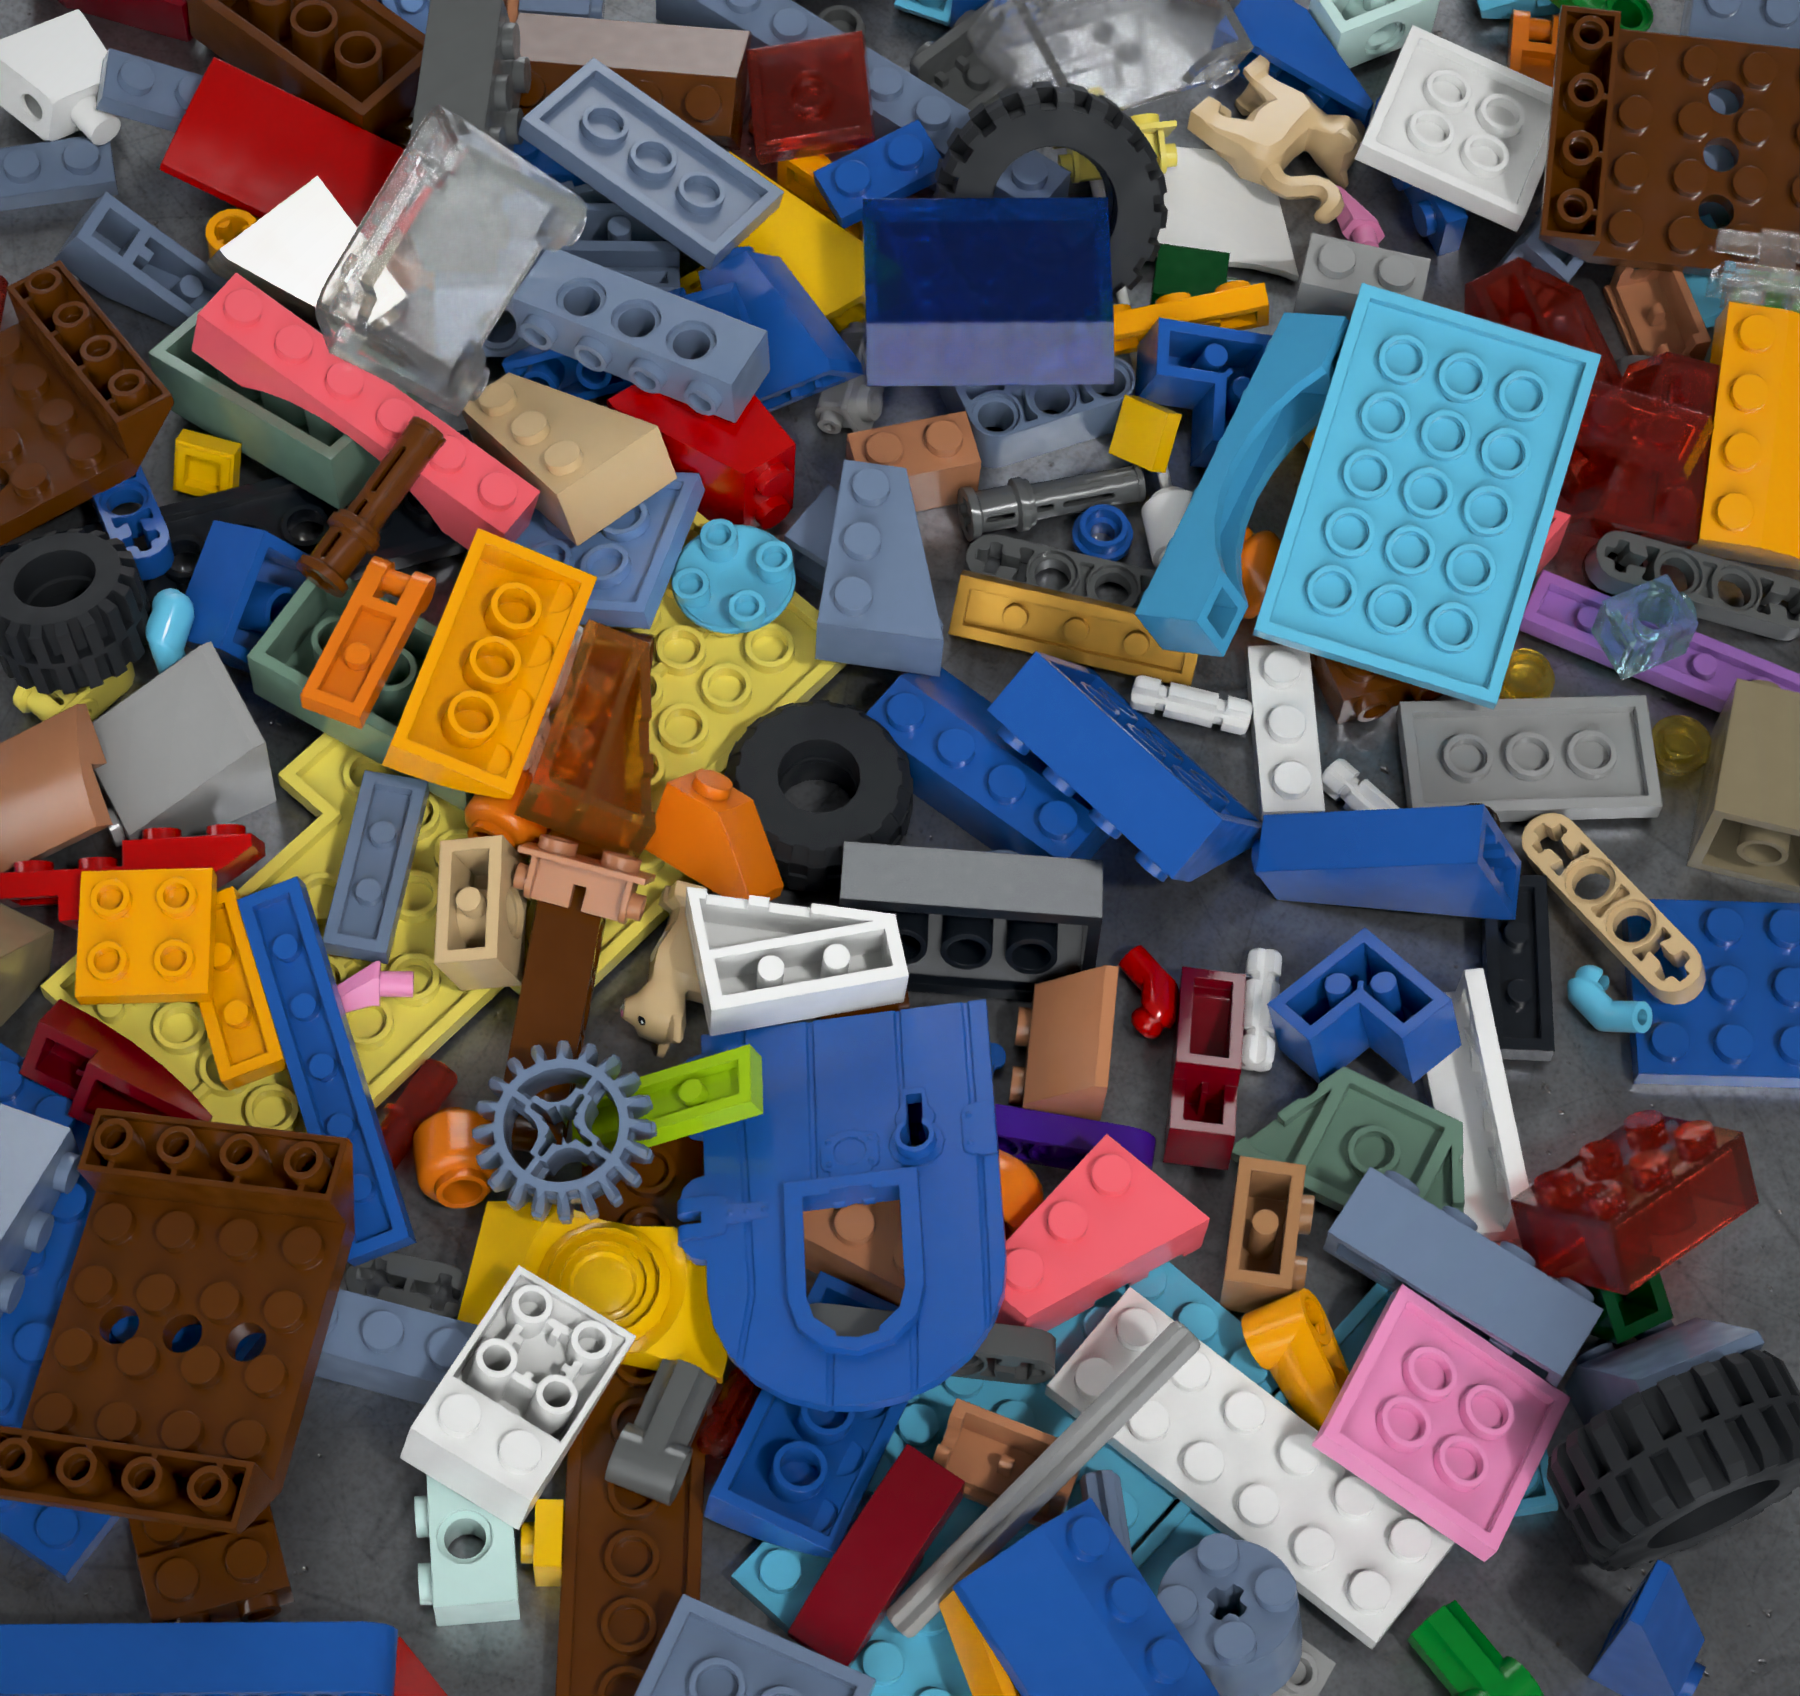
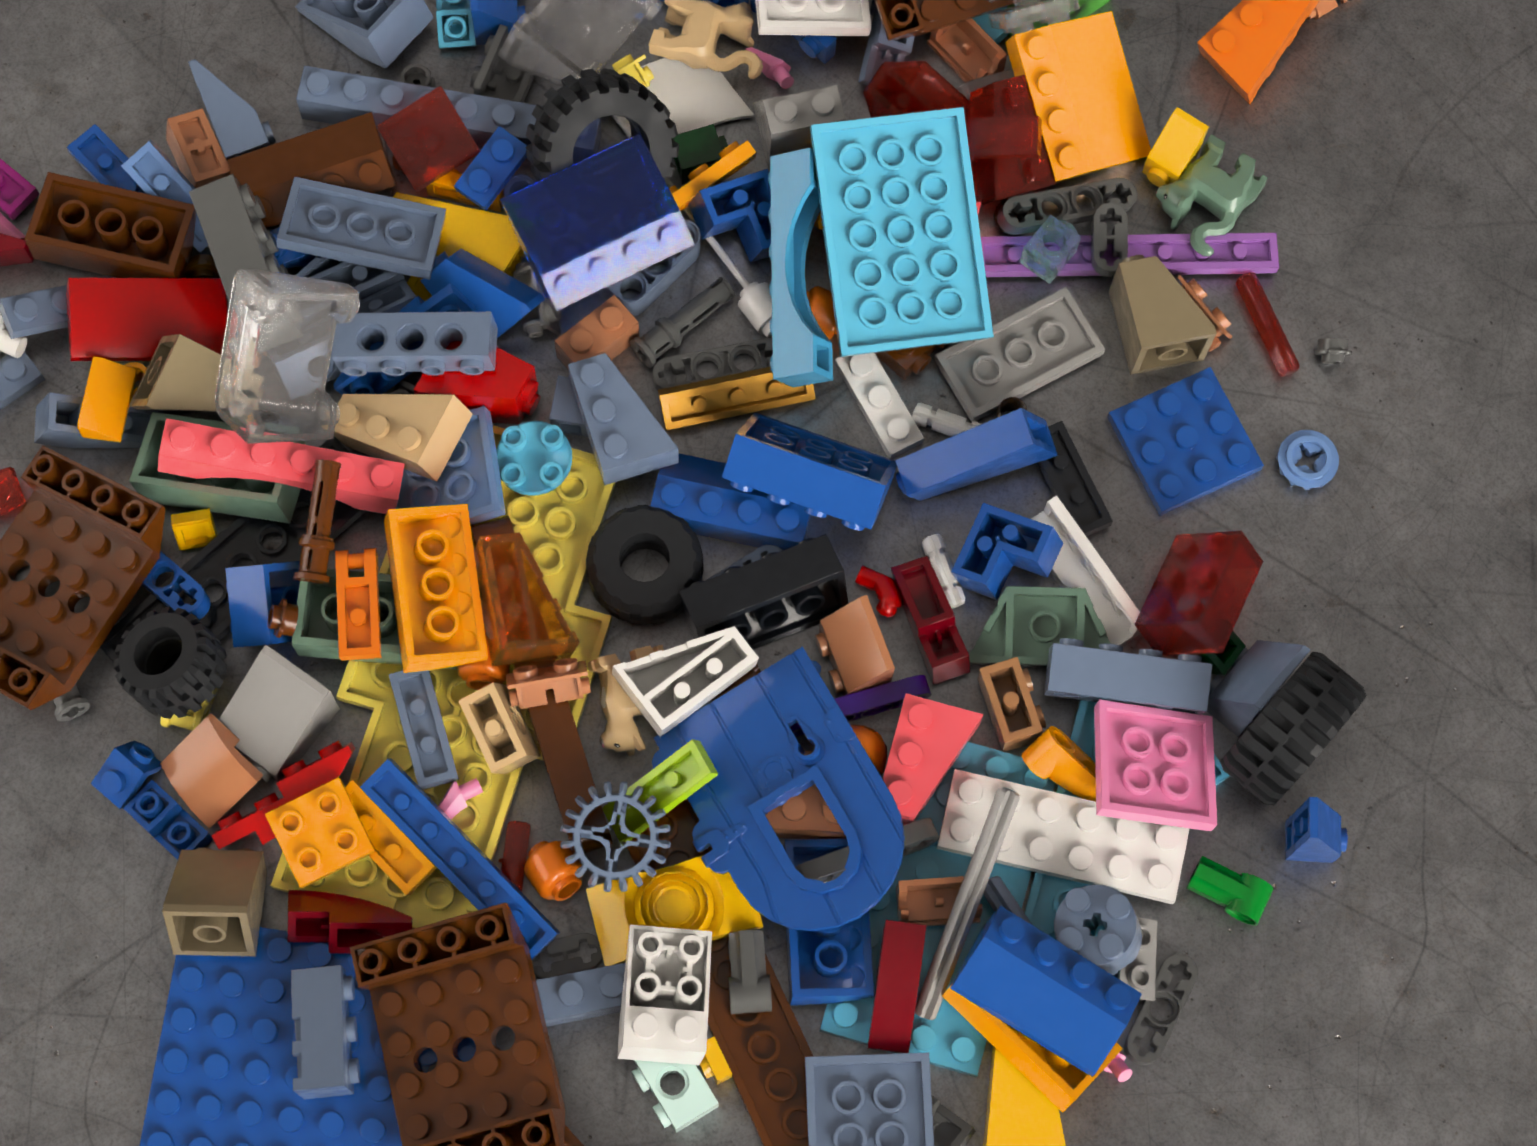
camera: 25 degrees left, 10 degrees up
(169, 627) = (234, 645): medium azure arm -> none
(176, 237) = (106, 400): none -> light orange slope
(253, 616) = (283, 618): none -> reddish brown plate
(715, 837) = (608, 622): orange slope -> none
(728, 1415) = (776, 946): clear red axle -> none
(1105, 520) = (721, 318): blue plate -> none
(1145, 433) = (719, 258): yellow tile -> none
(1191, 704) = (820, 409): white axle -> none
(1528, 676) = (1000, 305): clear yellow plate -> none
(1606, 1015) = (1128, 485): medium azure arm -> none
(1617, 903) = (1105, 425): tan beam -> none
(1680, 745) = (1097, 305): clear yellow plate -> none
(1730, 648) = (1100, 239): none -> dark grey beam

